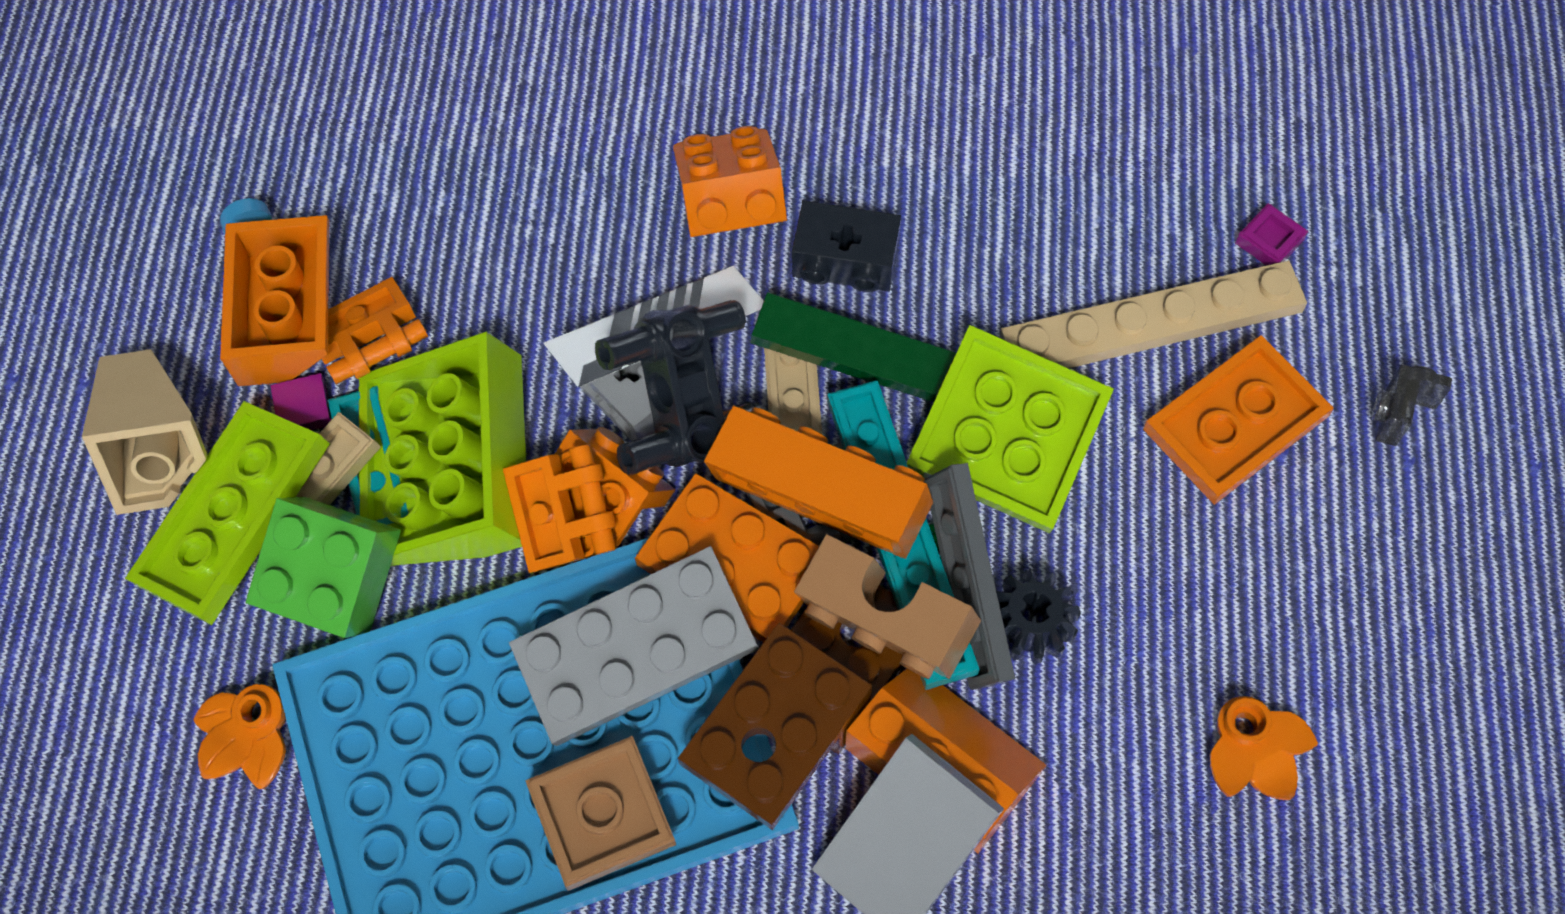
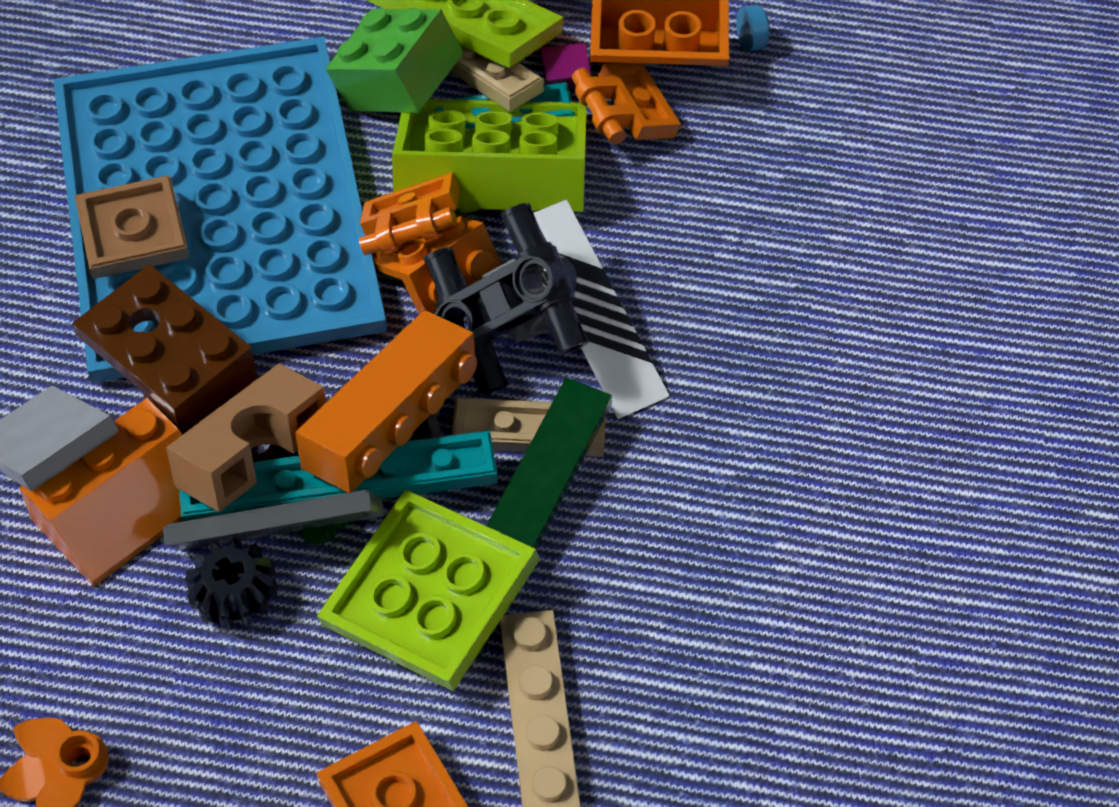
camera: 95 degrees right, 10 degrees down
(237, 739) = (275, 24): orange plate -> none
(633, 646) = (267, 257): light grey plate -> none
(730, 181) = (762, 382): orange bracket -> none
(755, 551) = (337, 332): orange plate -> none
(829, 229) = (665, 480): black brick -> none

